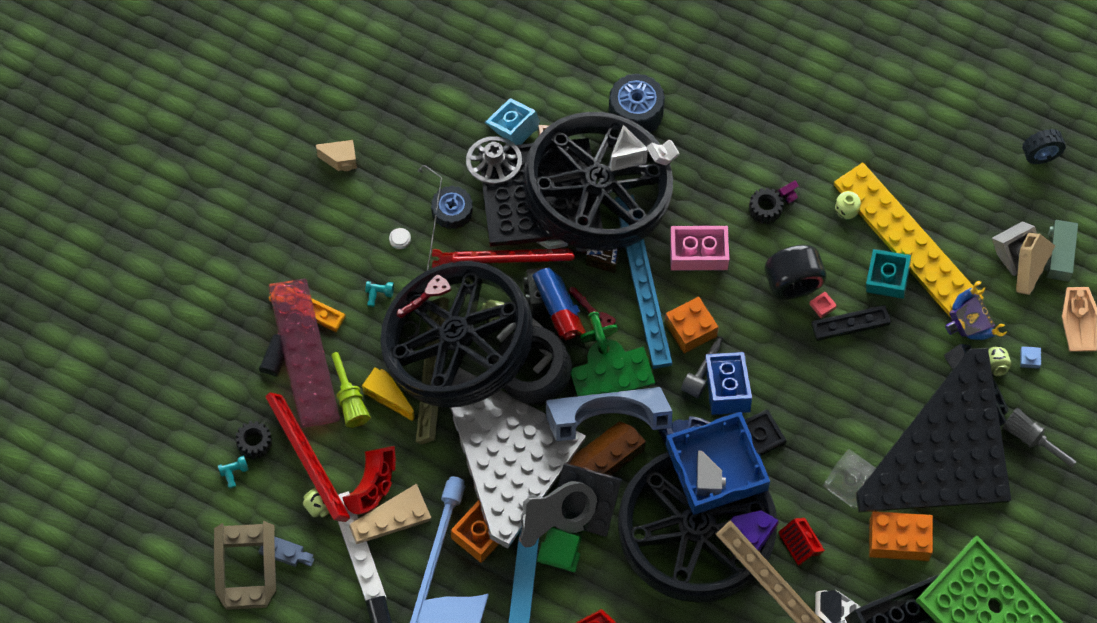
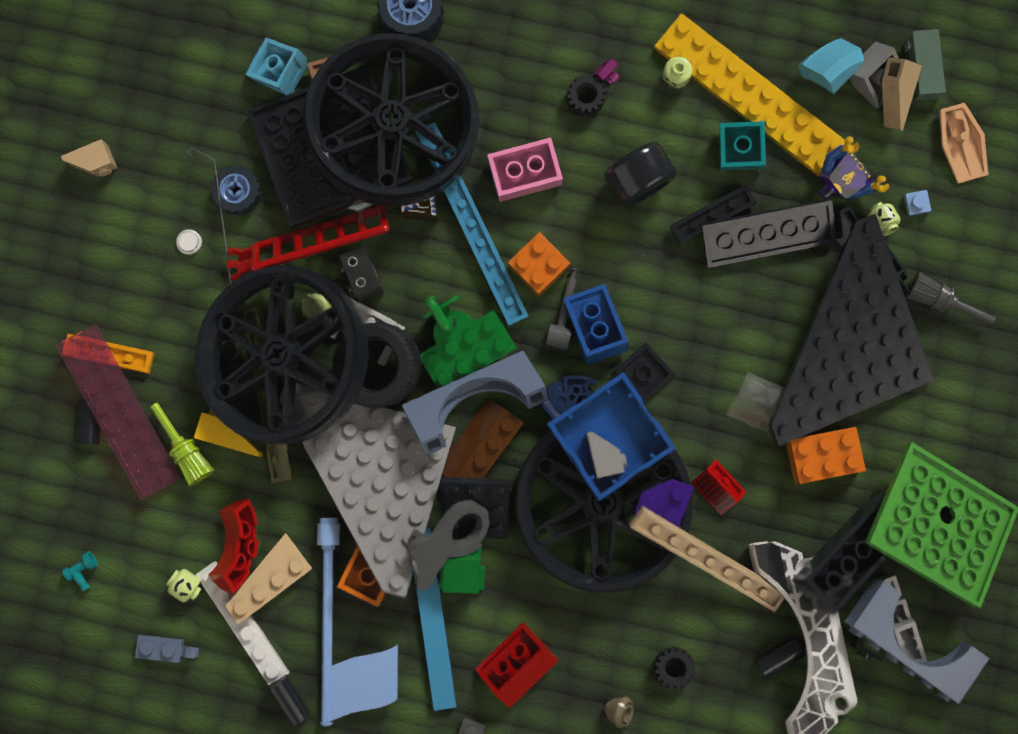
camera: 10 degrees left, 20 degrees up
(243, 537) = (116, 648): dark tan wedge -> none
(257, 450) = (80, 524): black tyre -> none
(308, 457) = (157, 538): red tile -> none
(372, 289) = (175, 314): teal piece -> none
(429, 292) = (236, 314): piece -> none
(492, 156) = (266, 119): flat silver wheel -> none
(558, 304) = (388, 287): blue door -> none
(582, 300) = (429, 278): dark red piece -> none
(628, 151) = (416, 79): white slope -> none
(663, 153) = (458, 70): white bracket -> none
(823, 304) = (677, 200): coral plate -> none
(894, 347) = (768, 233): none -> black plate
(980, 229) = (832, 64): none -> medium azure slope

